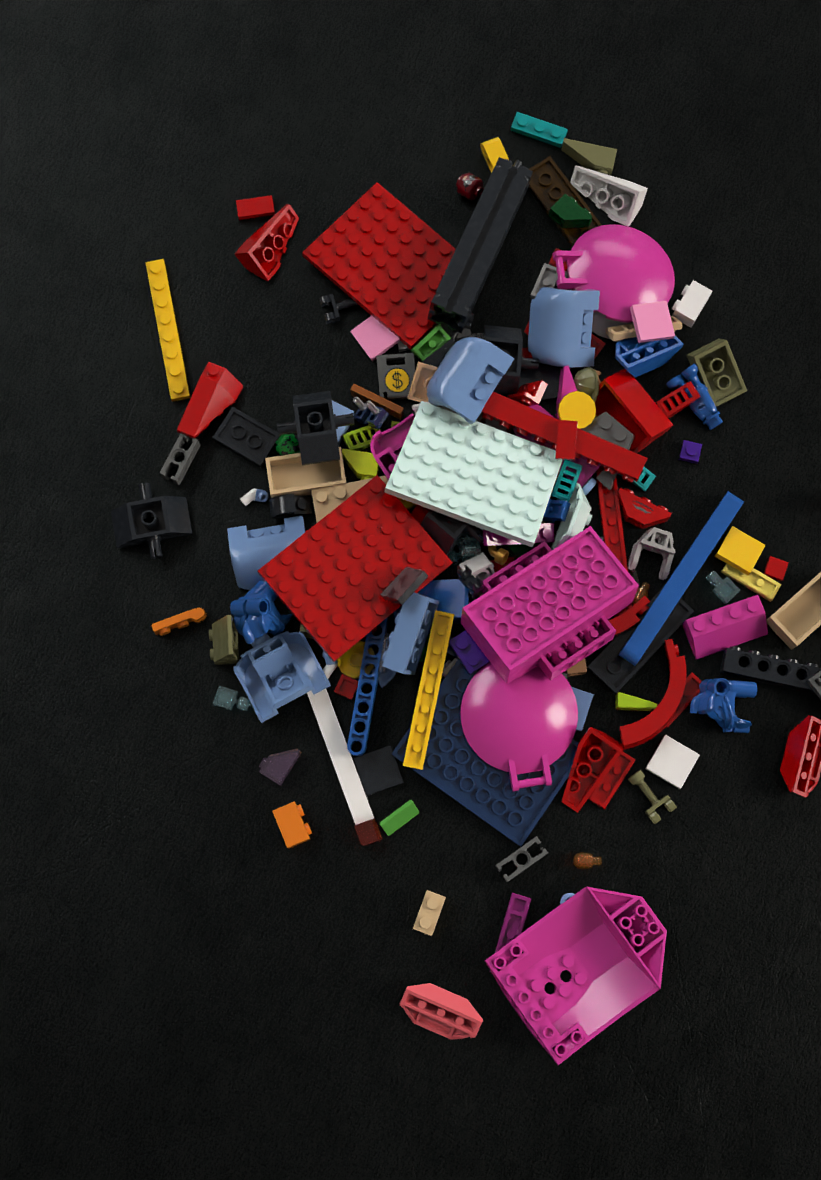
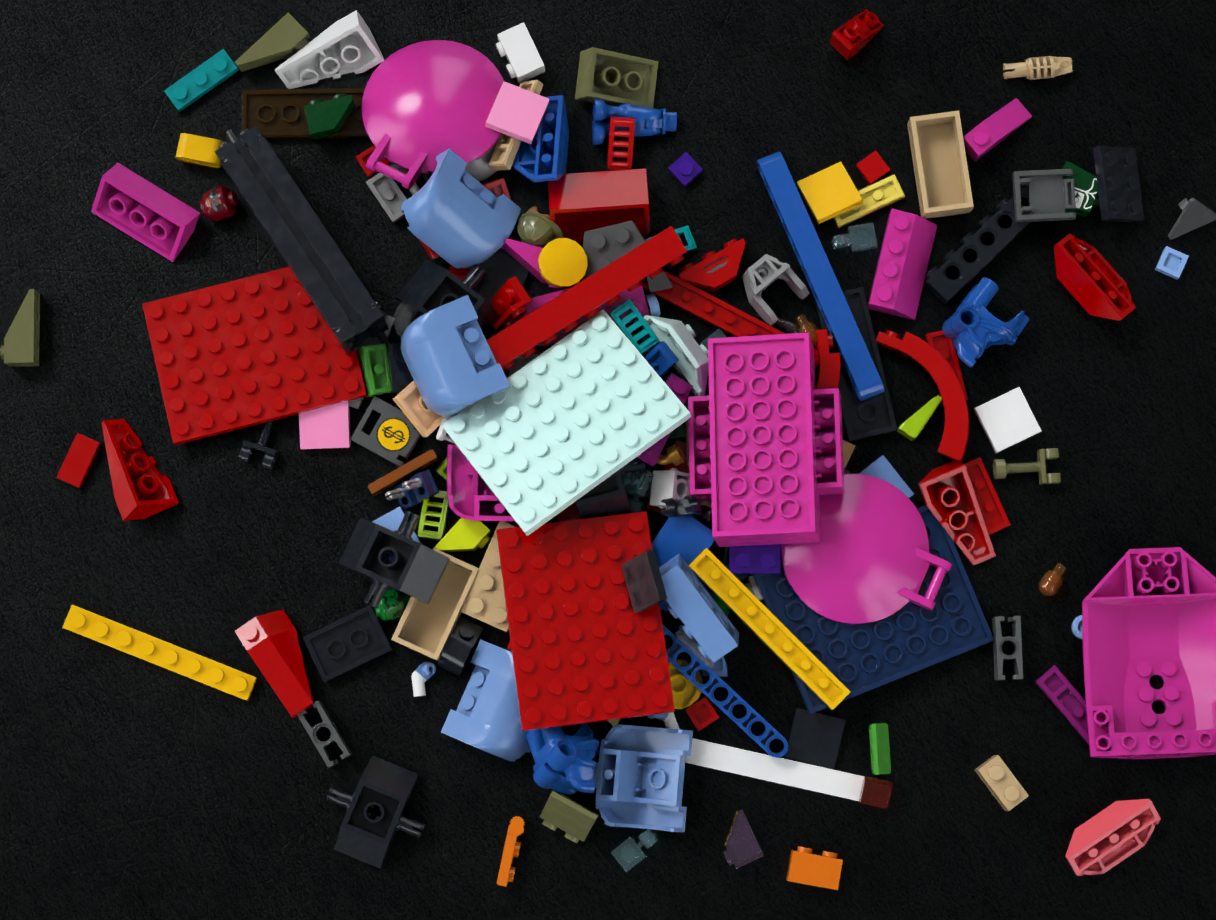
camera: 50 degrees left, 5 degrees up
(311, 126) = (22, 338): none -> olive slope
(434, 147) = (144, 211): none -> dark pink slope
(566, 440) = (593, 298): red tile -> none

